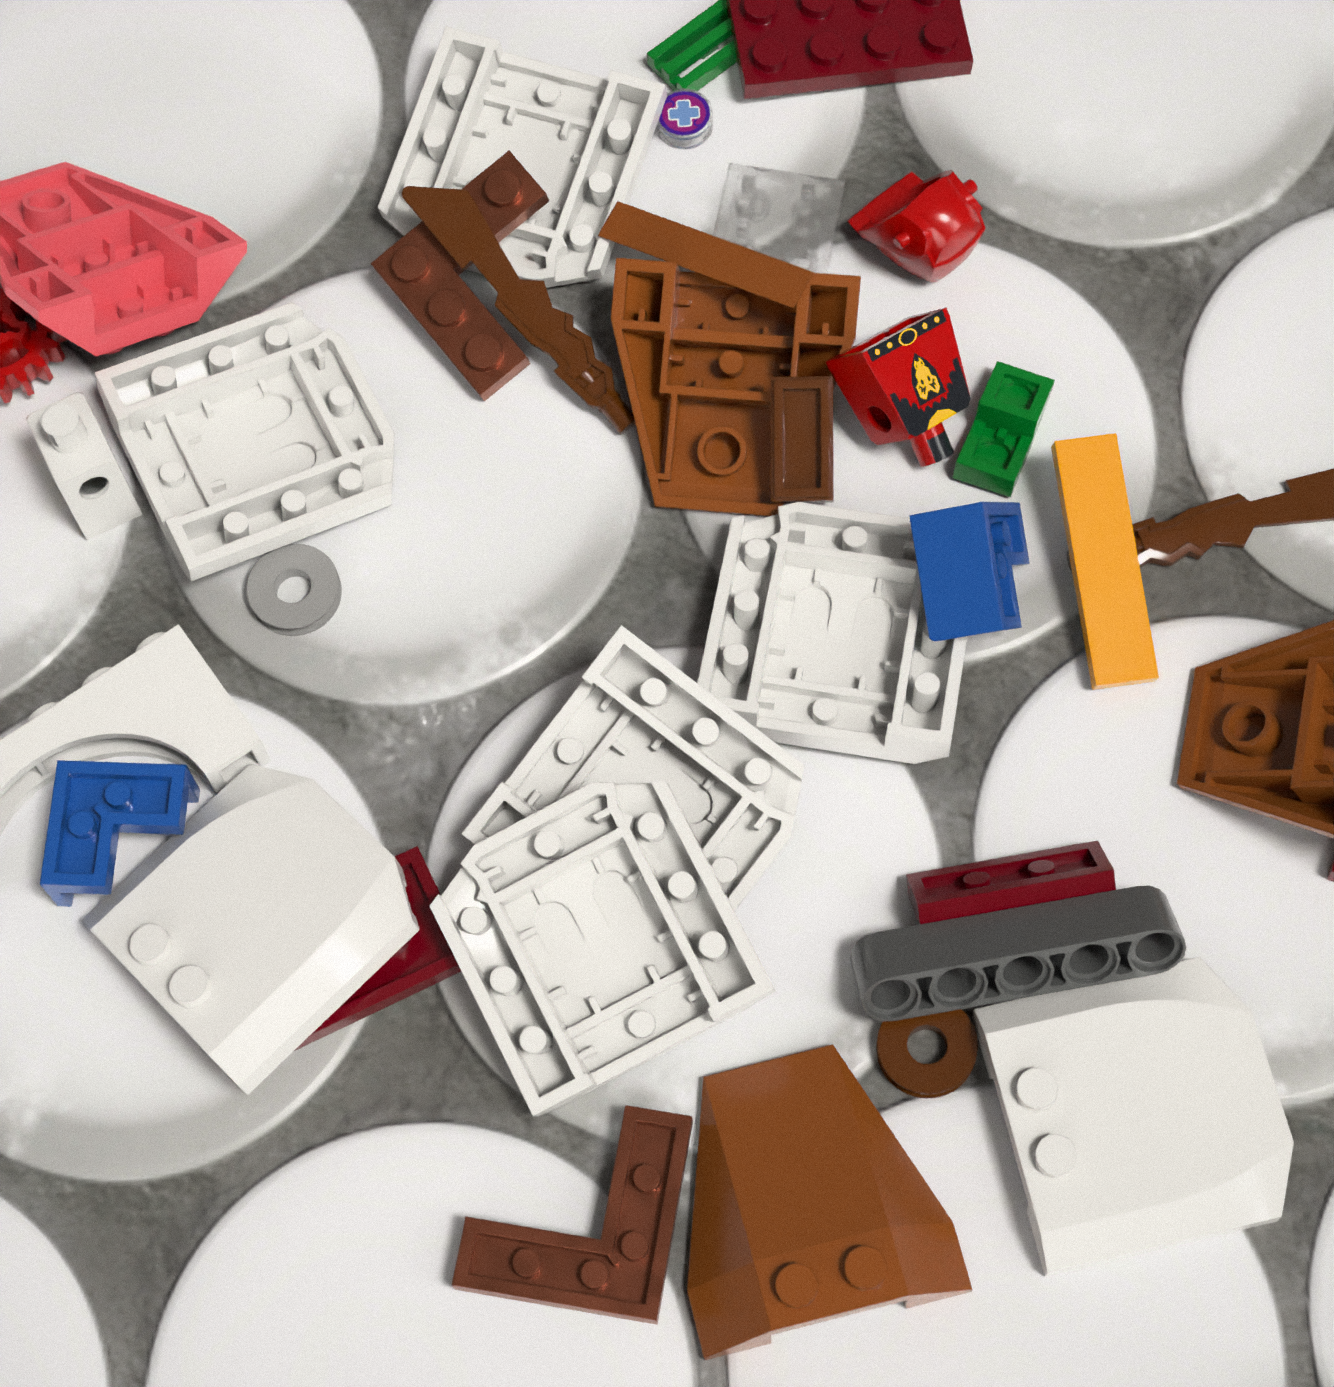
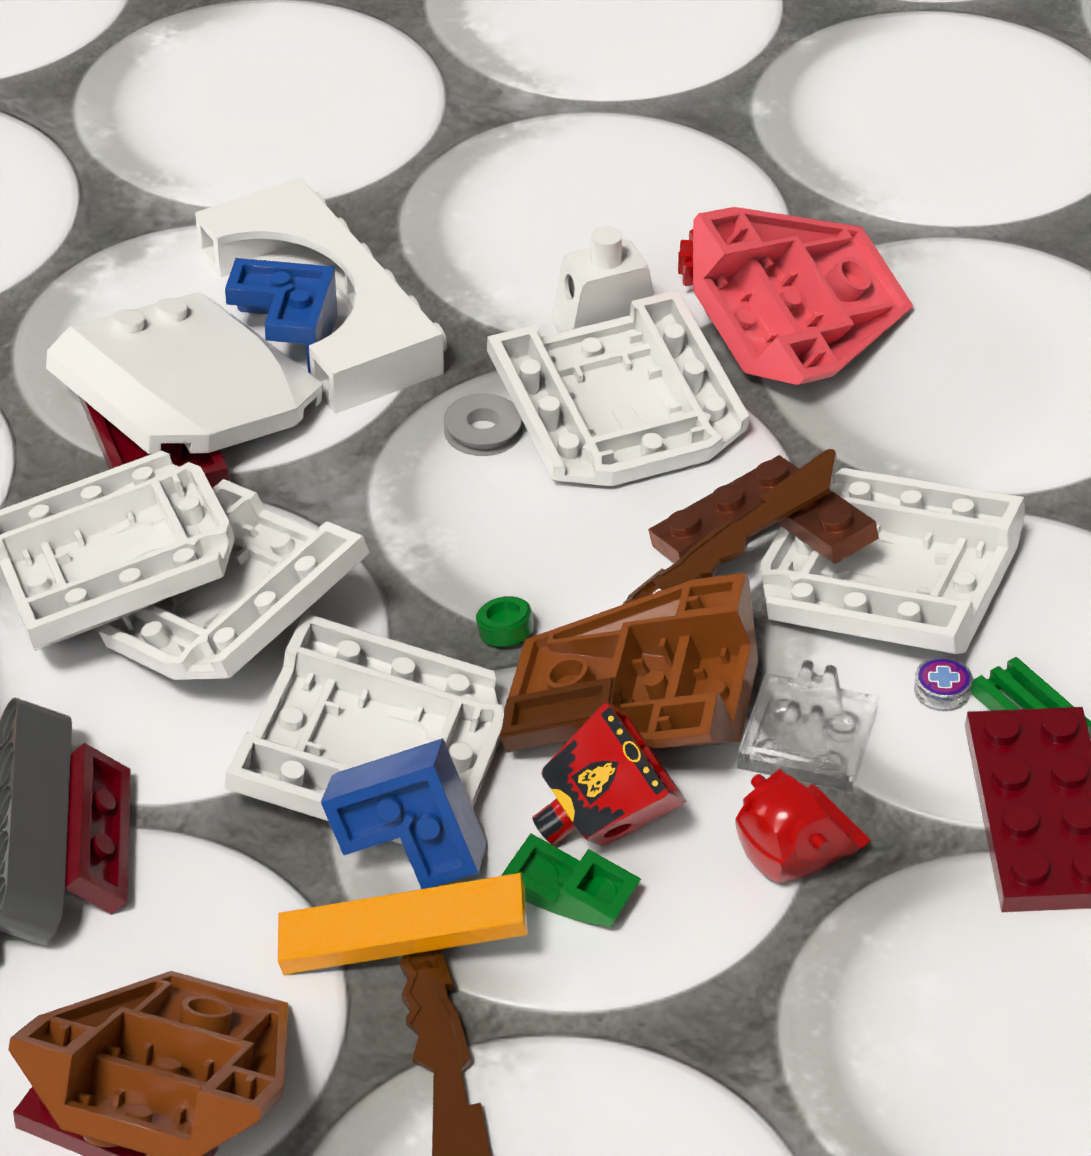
camera: 90 degrees right, 25 degrees down
(634, 526) = (505, 621): none -> green tile
(706, 254) = (755, 647): dark orange sticker -> none

